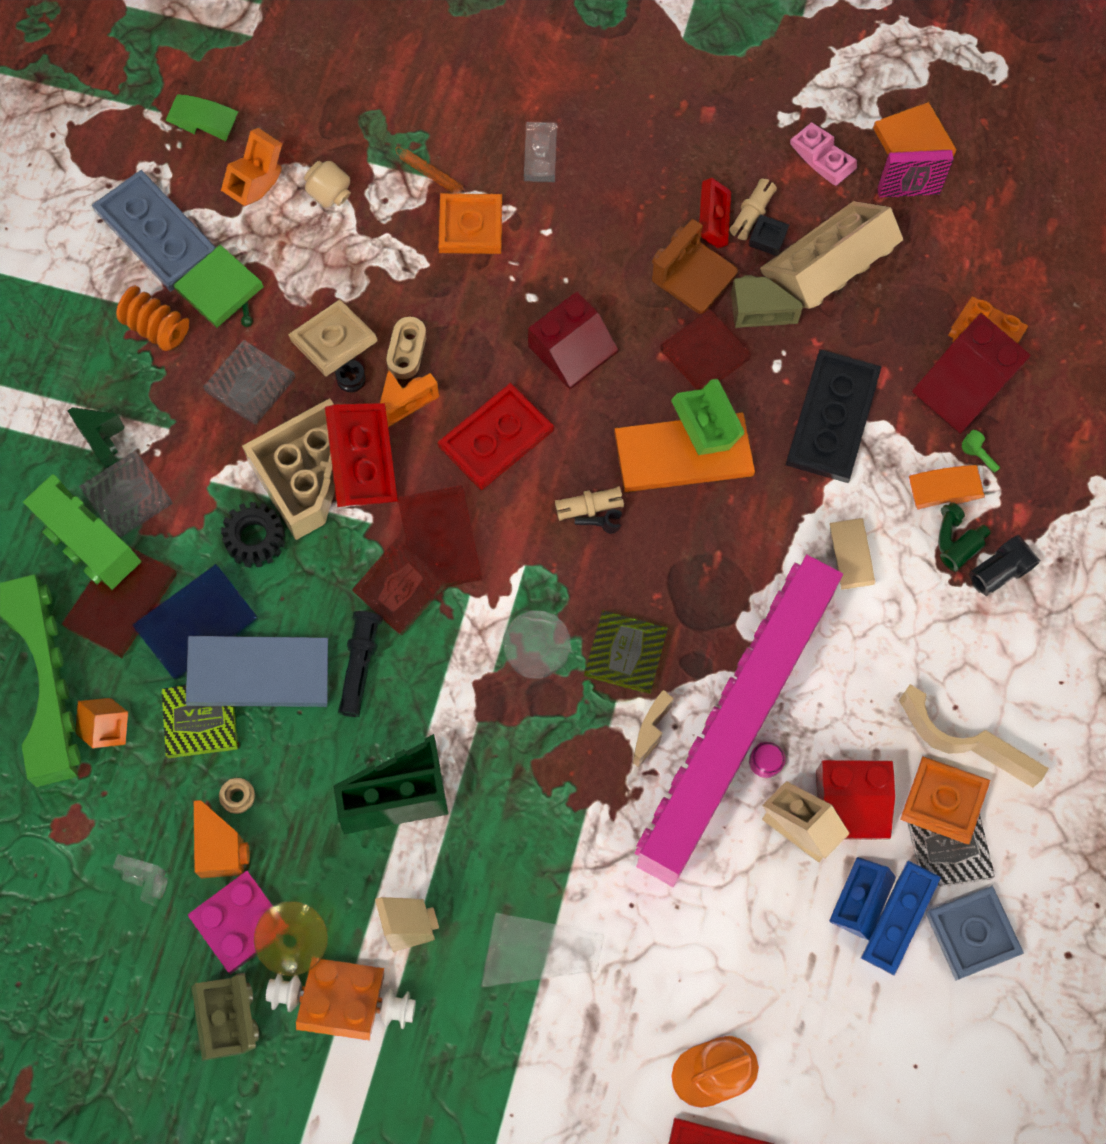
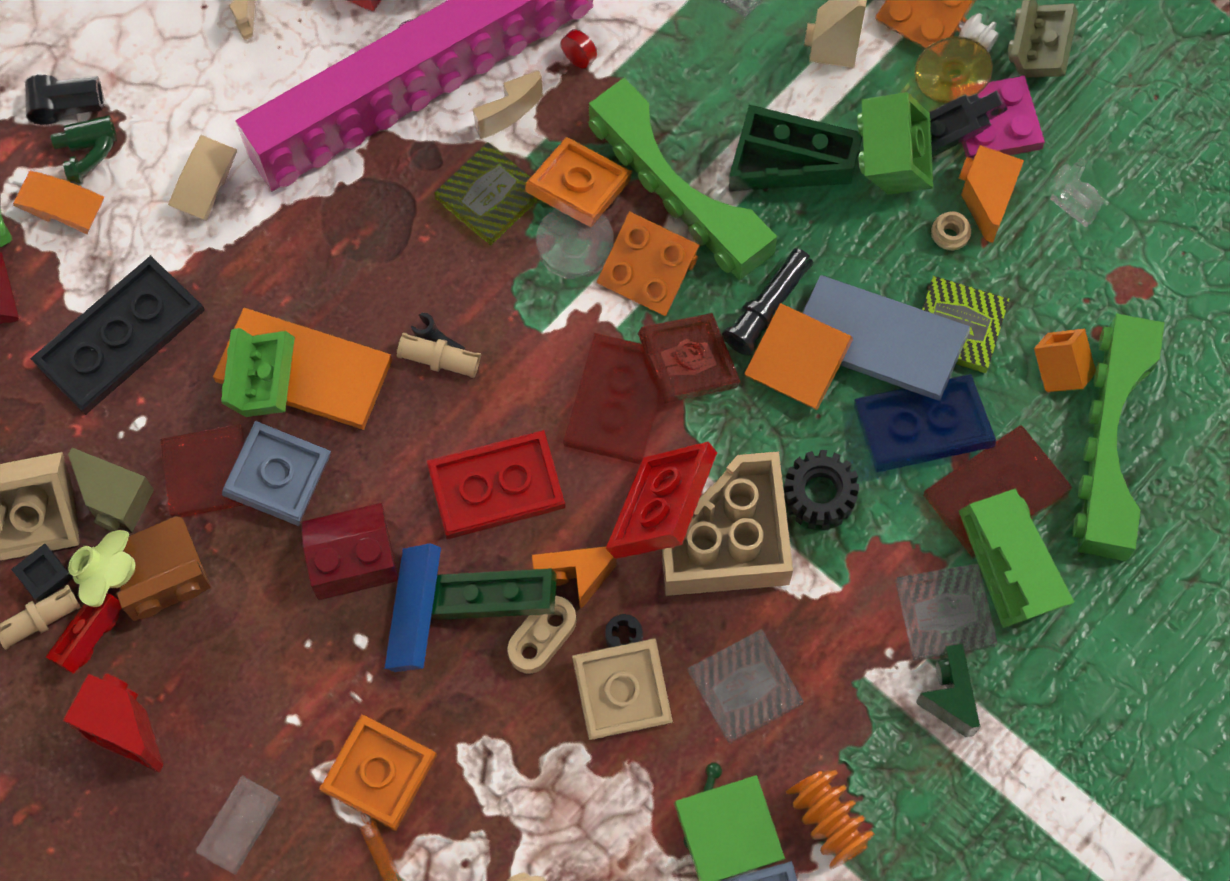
camera: 150 degrees left, 0 degrees up
(272, 880) = (963, 119): none -> black hinge
(306, 825) = (896, 143): none -> bright green brick
(313, 624) = (798, 356): none -> orange tile
(413, 702) = (730, 232): none -> bright green arch
(452, 351) = (494, 594): none -> dark green plate
(468, 649) = (648, 263): none -> orange hinge
(504, 324) = (413, 608): none -> blue tile
(558, 690) = (578, 181): none -> orange tile
(622, 809) = (578, 48): none -> red tile
(649, 159) = (114, 719): none -> red slope
(653, 367) = (276, 473): none -> sand blue tile
(729, 250) = (102, 567): none -> yellowish green plate

